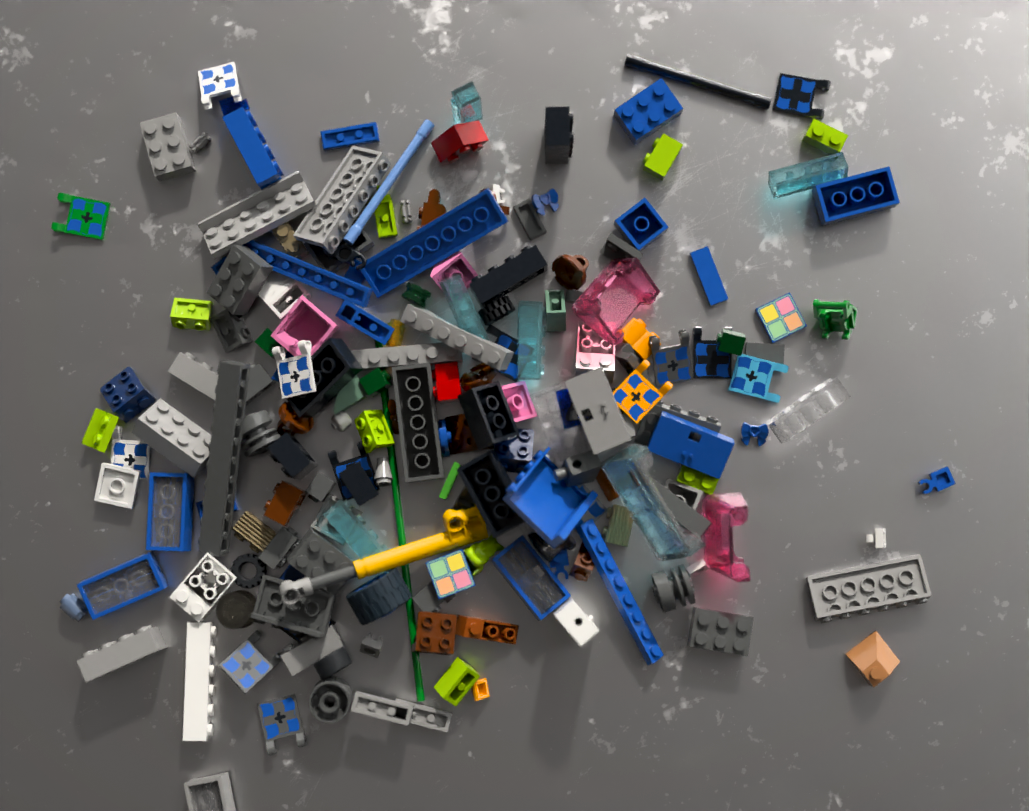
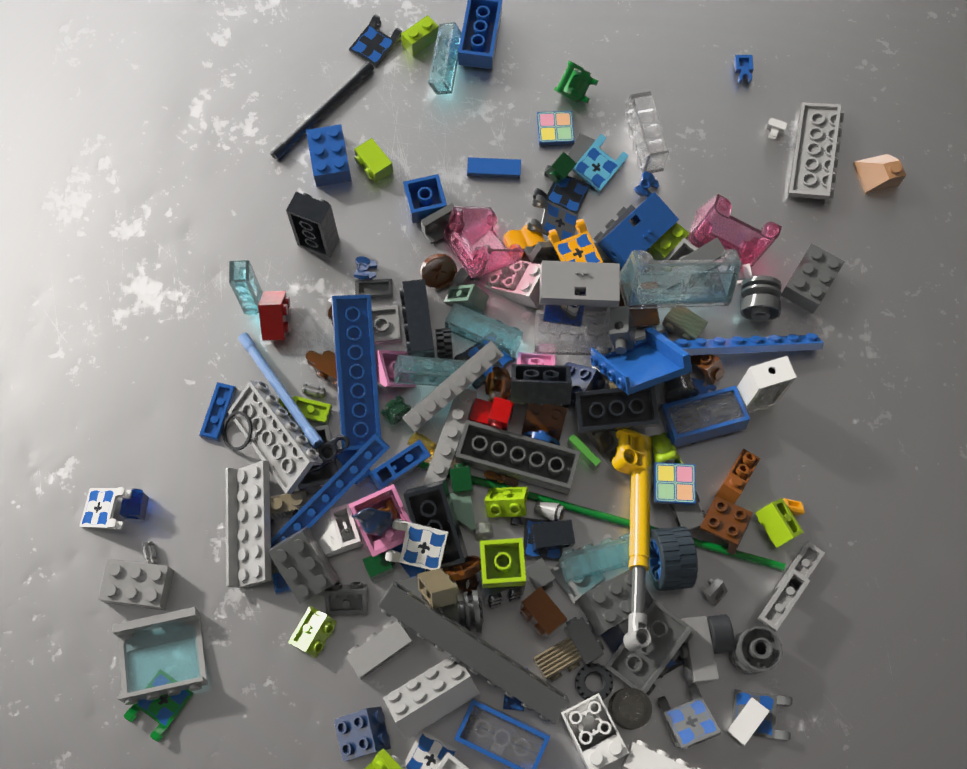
camera: 70 degrees left, 15 degrees down
(119, 198) = (161, 655): none -> clear light blue panel
(251, 145) = (182, 500): blue piece -> none
(263, 404) = (437, 588): none -> dark tan brick
(270, 714) = (747, 721): none -> white tile
(297, 450) = (502, 563): none -> lime brick
(301, 328) = (377, 521): none -> dark blue hair
(342, 173) = (225, 427): none -> black piece
(497, 246) = (386, 325): none -> light grey tile

